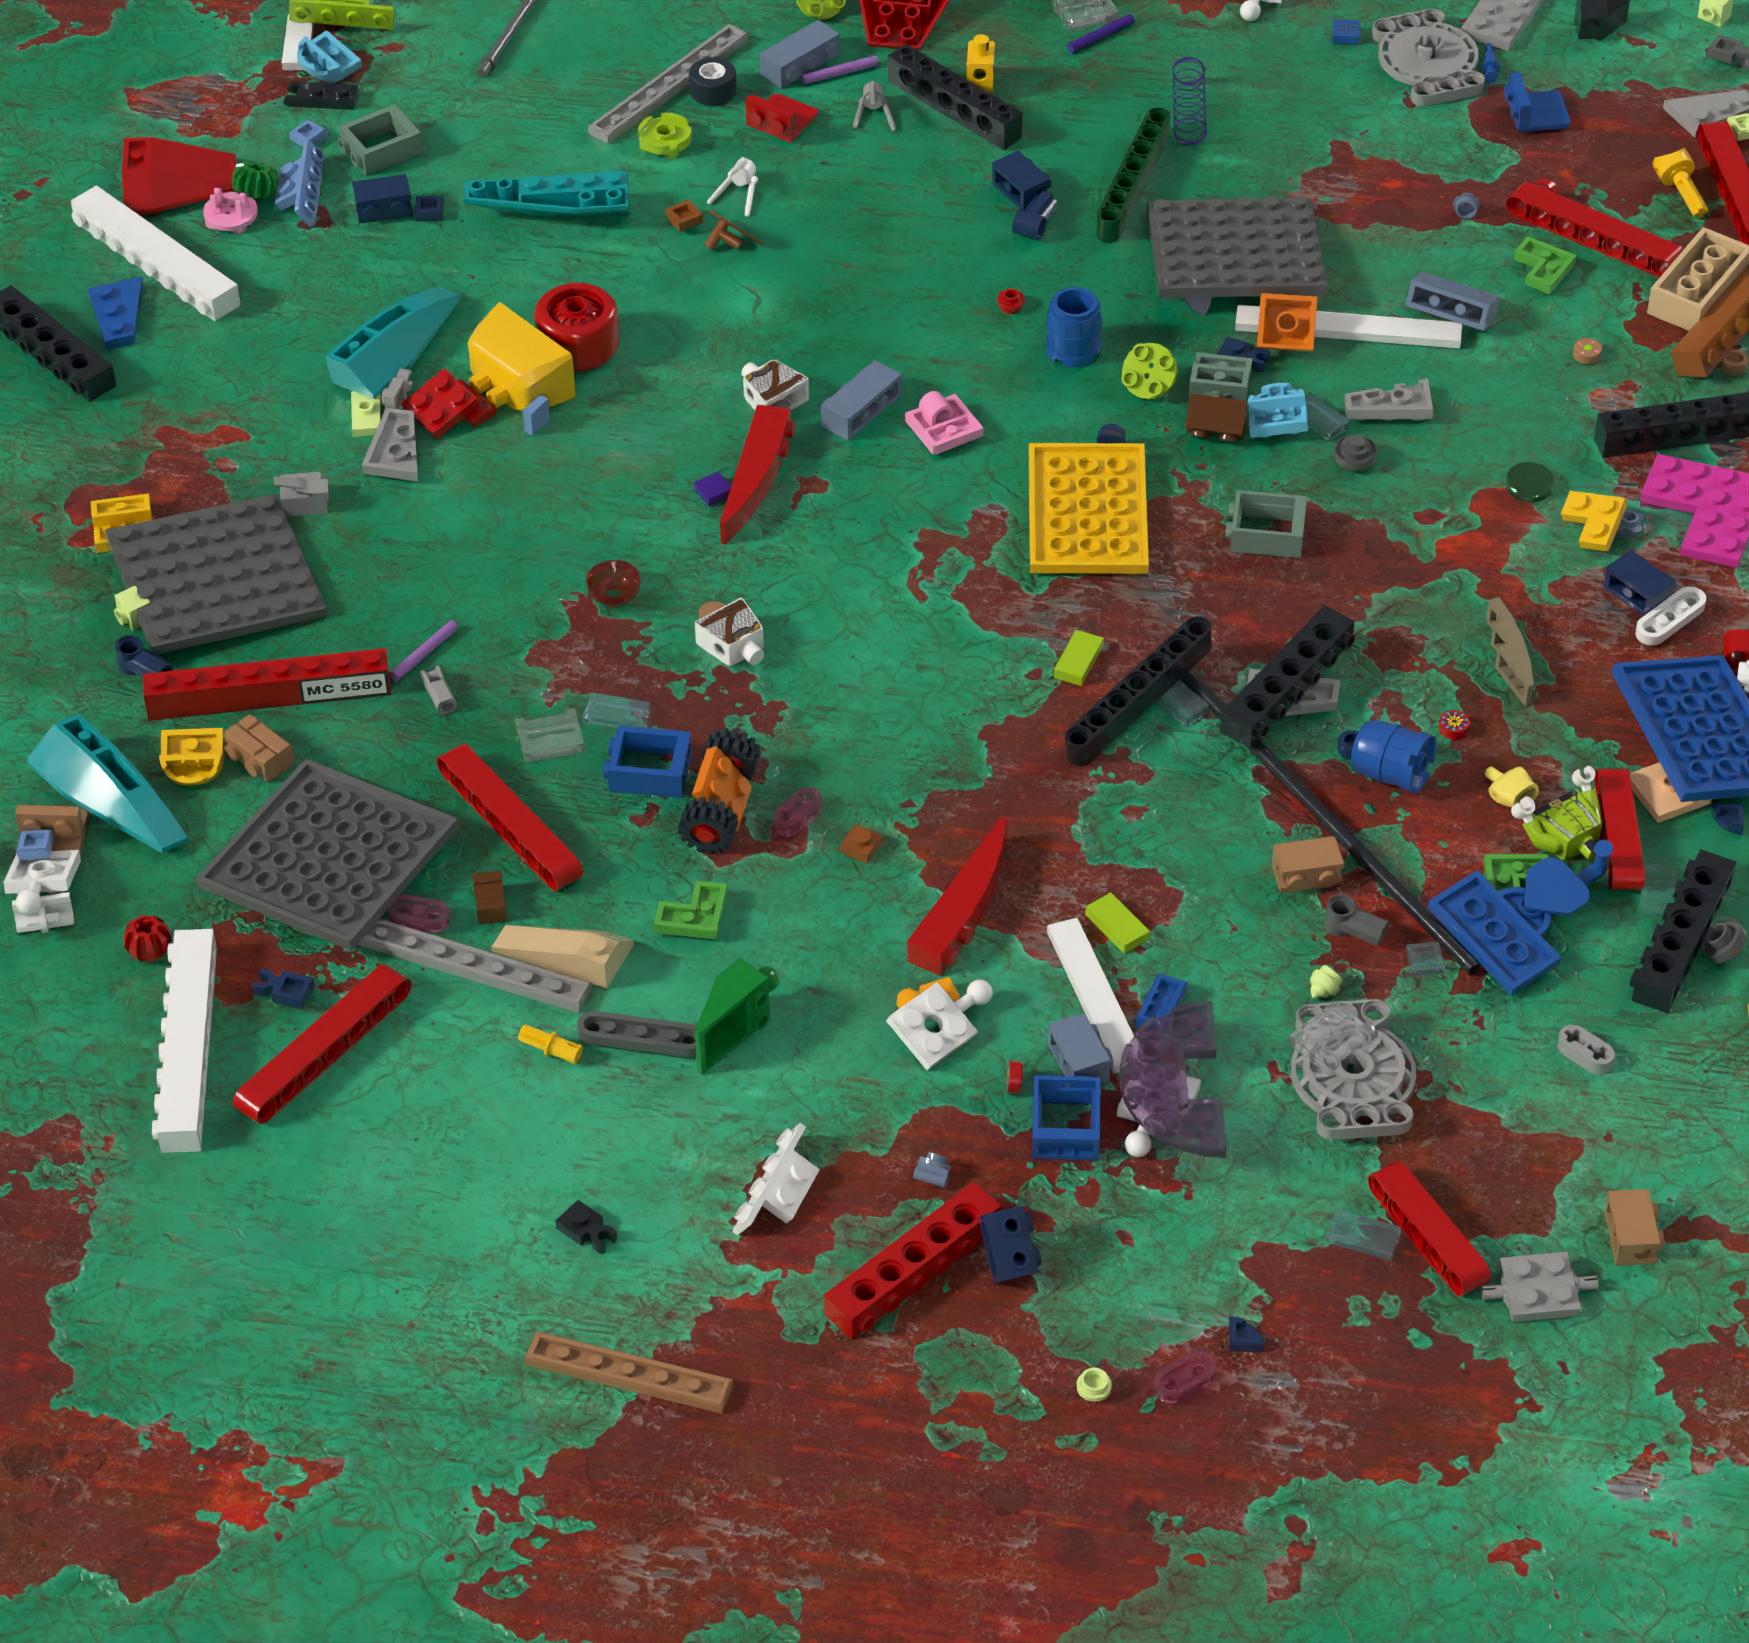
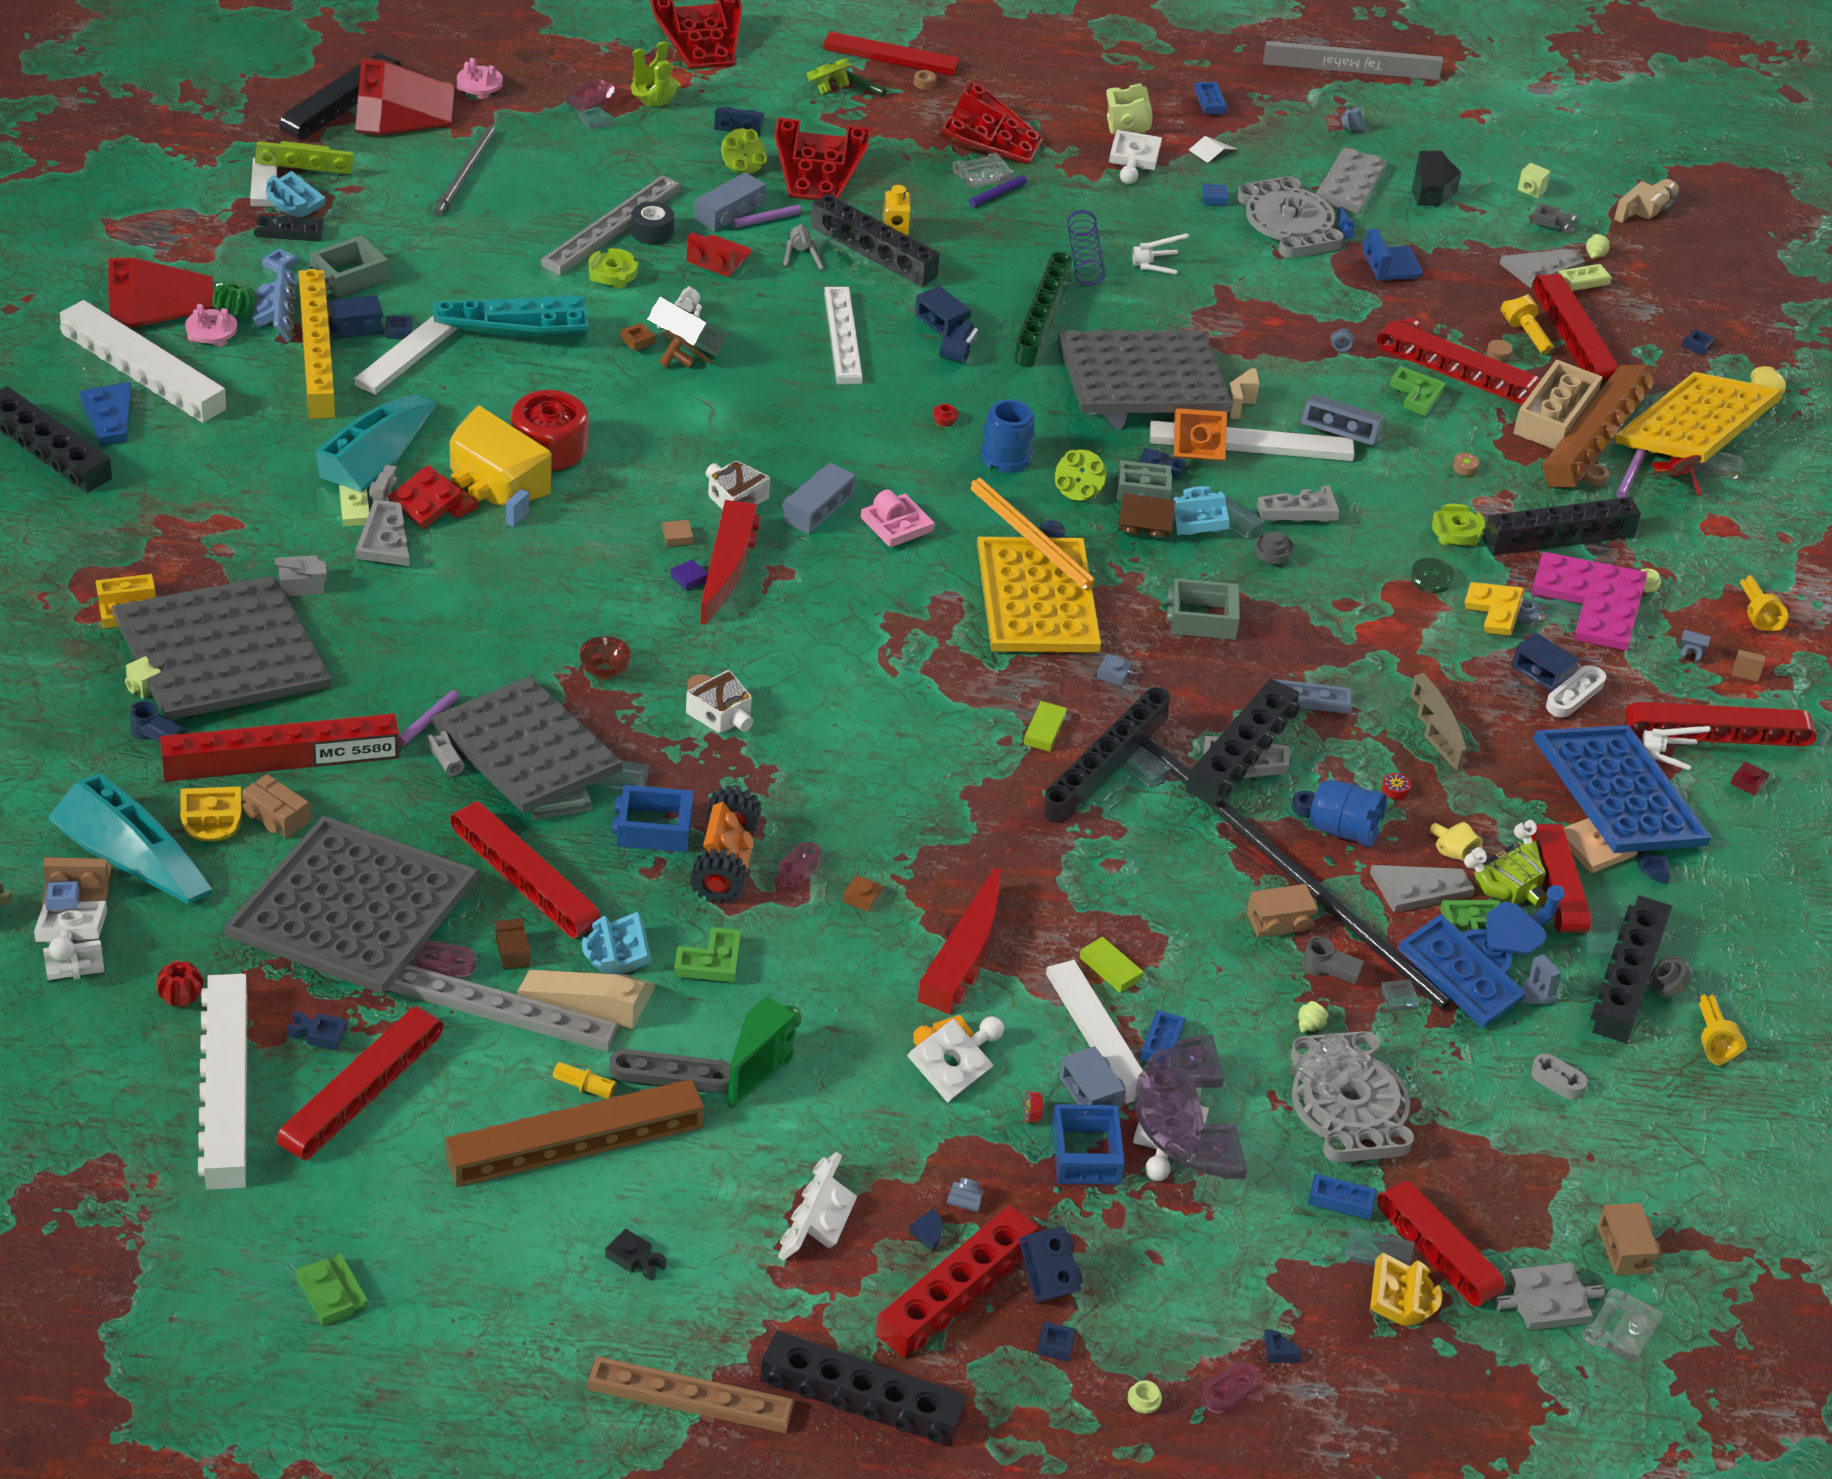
camera: 10 degrees left, 5 degrees down
(277, 1257) = (331, 1289): none -> bright green plate
(338, 231) = (316, 344): none -> yellow brick
(430, 242) = (402, 356): none -> white tile
(523, 680) = (527, 744): none -> dark grey plate
(535, 1098) = (573, 1132): none -> dark orange brick
(598, 899) = (617, 945): none -> medium azure slope
(705, 441) = (677, 533): none -> medium nougat tile
(737, 204) = (688, 326): none -> window
(820, 1369) = (863, 1388): none -> black brick
(889, 1205) = (928, 1229): none -> dark blue tile
(909, 209) = (843, 335): none -> white tile
(1009, 1325) = (1056, 1341): none -> dark blue tile
(1087, 440) = (1032, 534): none -> light orange axle
(1162, 593) = (1114, 669): none -> sand blue plate
(1255, 106) = (1144, 254): none -> white plant
(1330, 1176) = (1342, 1196): none -> blue plate
(1344, 268) = (1243, 390): none -> tan slope
(1381, 622) = (1322, 696): none -> sand blue tile
(1382, 1279) = (1403, 1291): none -> yellow slope
(1465, 837) = (1420, 887): none -> light grey wing
(1576, 433) = (1466, 533): none -> lime plate
(1581, 948) = (1542, 983): none -> sand blue tile
(1621, 1326) = (1632, 1330): none -> clear plate
(1646, 214) = (1499, 350): none -> medium nougat tile

